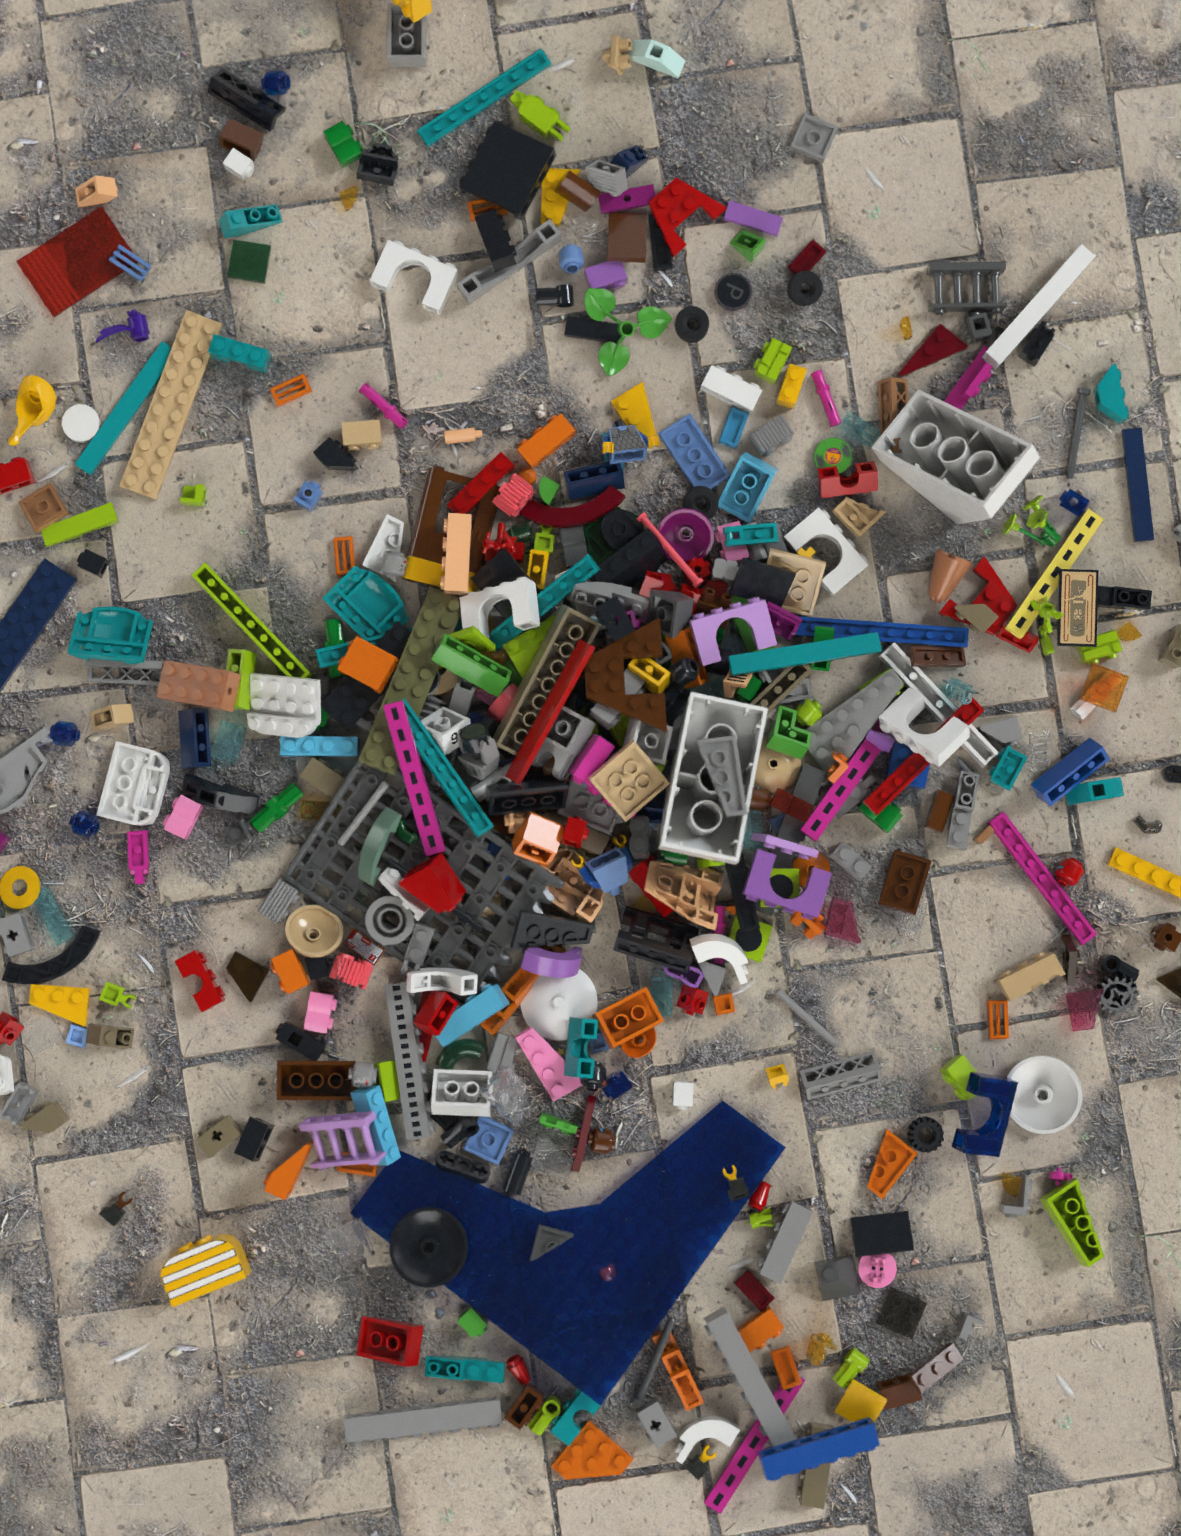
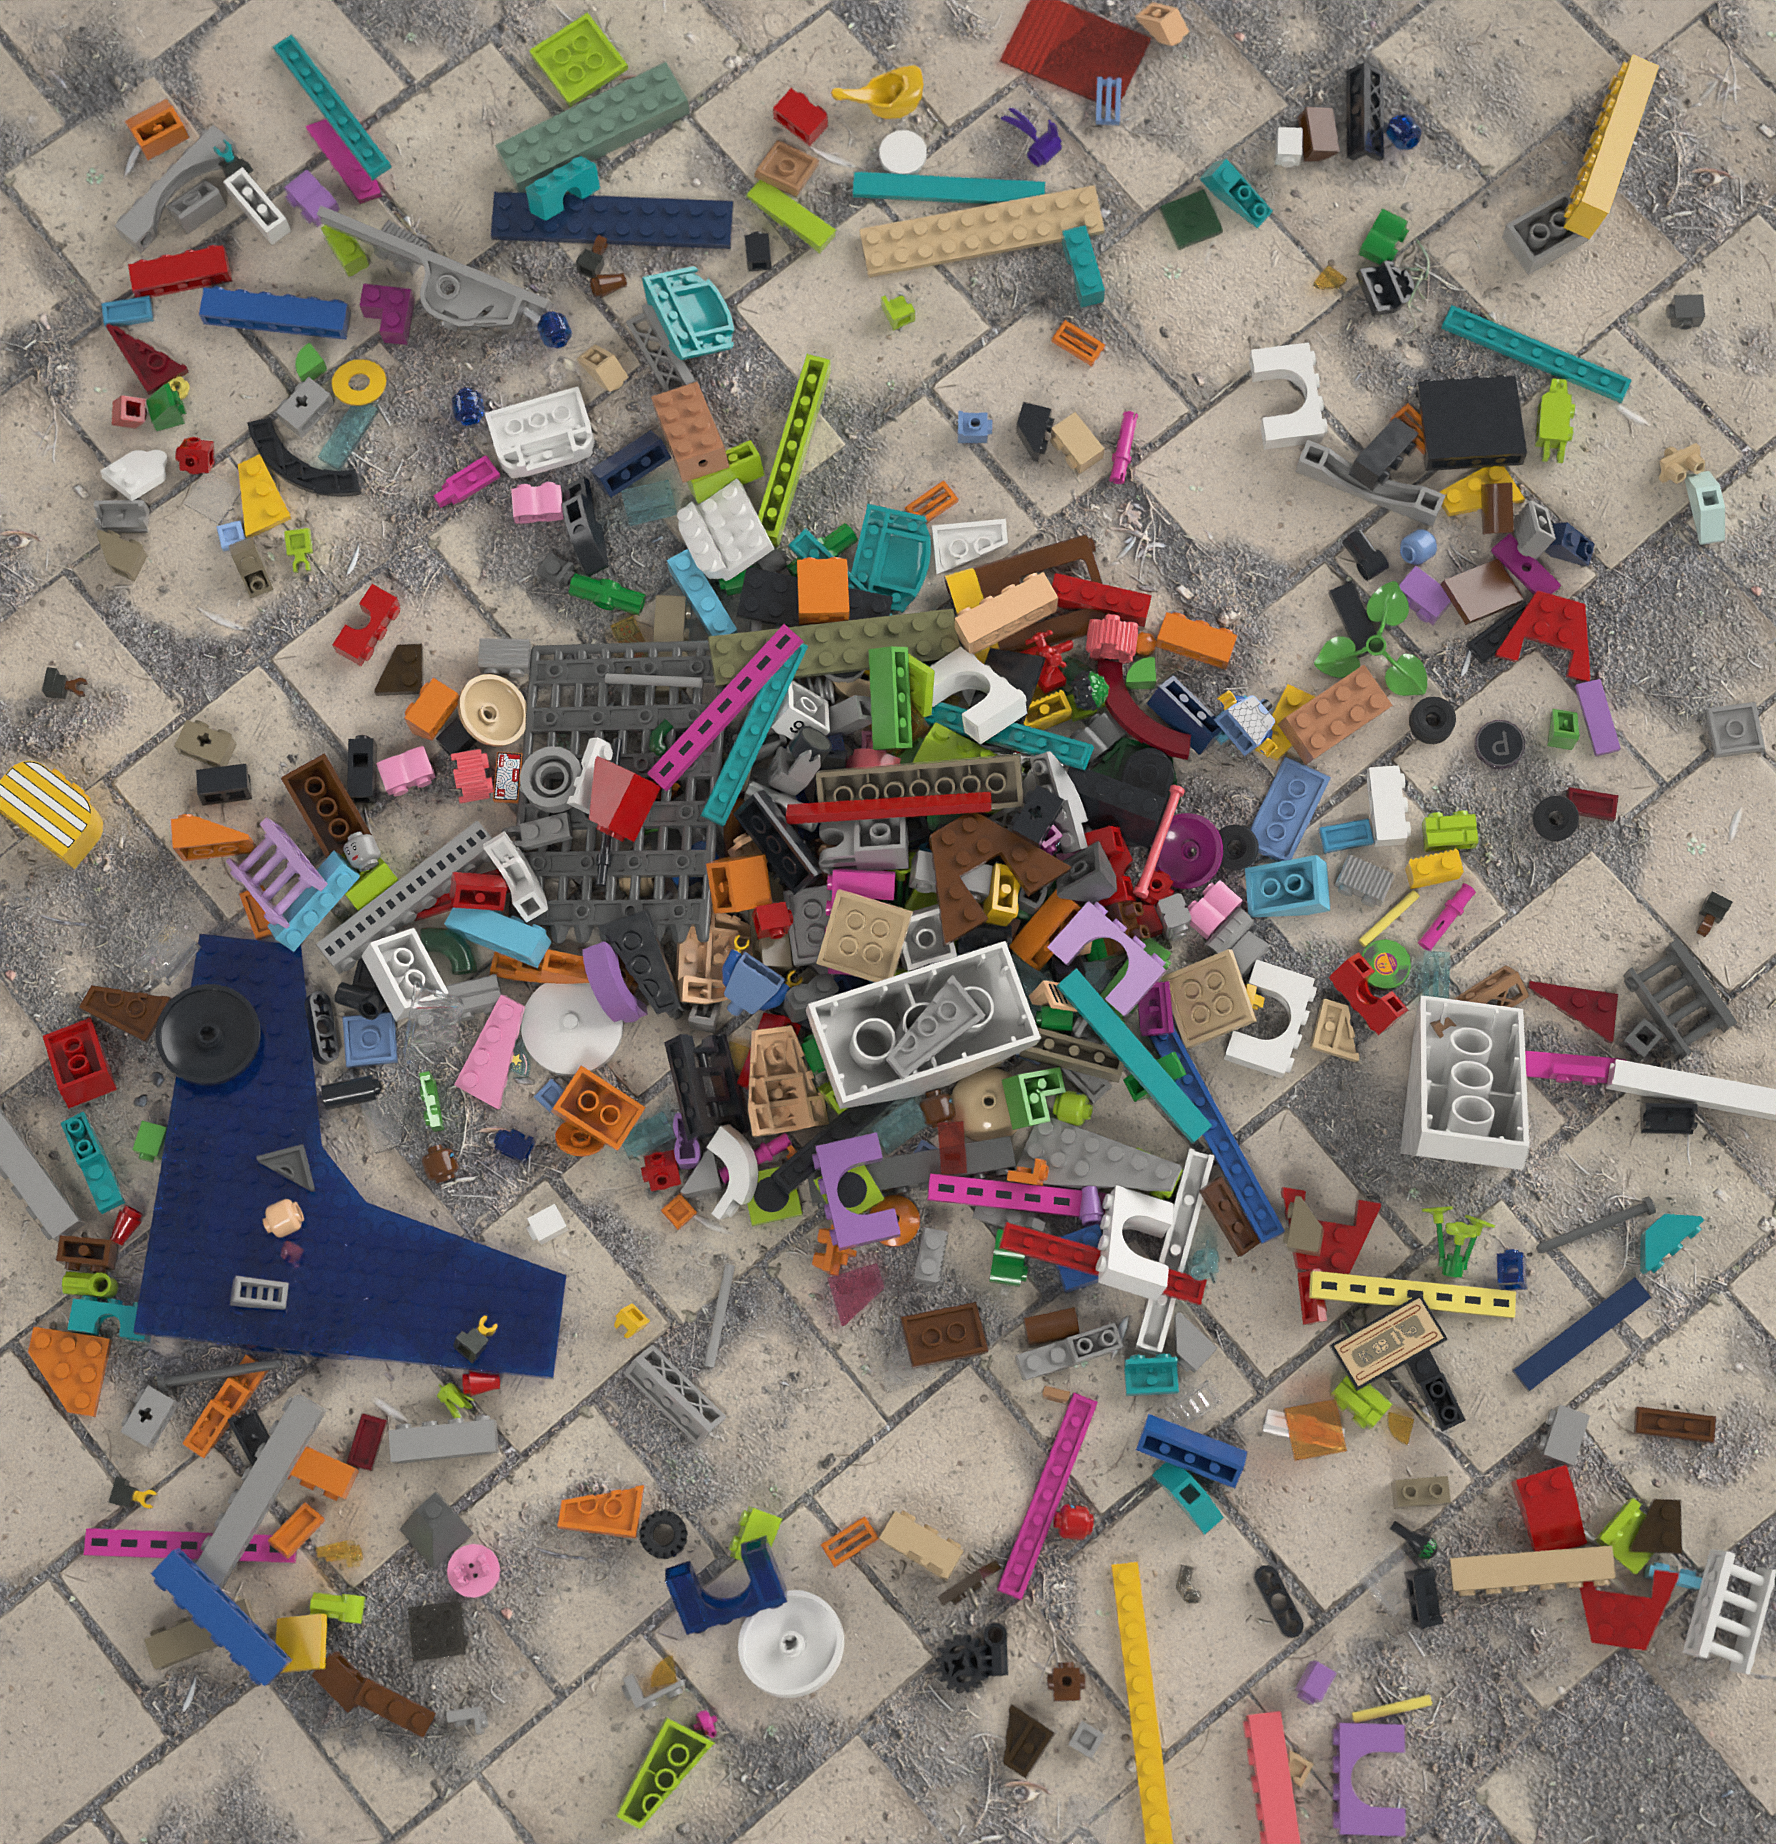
camera: 65 degrees right, 10 degrees down
(30, 679) = (592, 262): none -> pearl dark grey piece
(52, 679) = (606, 284): none -> reddish brown cone
(372, 1290) = (125, 1010): none -> reddish brown wing
(374, 845) = (627, 710): sand green slope -> none
(394, 564) = (952, 557): light grey head -> none
(462, 435) = (1144, 548): light nougat cylinder -> none
(541, 531) = (1089, 690): none -> piece
(577, 1061) = (547, 1065): teal arch -> none
(582, 1134) = (434, 1136): dark red wing -> none
(583, 1265) = (283, 1218): none -> light nougat head
(598, 1080) = (509, 1110): black head -> none
(607, 912) = (705, 1017): none -> light grey slope
(615, 1324) = (247, 1301): none -> light grey slope
(652, 384) = (1334, 714): none -> nougat brick
(684, 671) = (1028, 931): black head -> none
(705, 1427) = (181, 1487): white arch -> none
(707, 1363) = (249, 1432): none -> black hinge
(751, 534) = (1233, 920): teal plate -> none
(762, 580) = (1186, 962): black tile -> none
(785, 846) = (900, 1166): lavender wing -> none
(804, 435) = (1393, 914): none -> light yellow bar
(881, 1234) = (516, 1551): black tile -> none
(905, 327) = (1587, 957): clear yellow tile -> none
(923, 227) = (1713, 910): none -> pearl dark grey piece
(946, 575) = (1331, 1170): nougat cone -> none
(1046, 610) = (1358, 1303): lime piece -> none
(1083, 1008) = (922, 1634): clear pink wing -> none

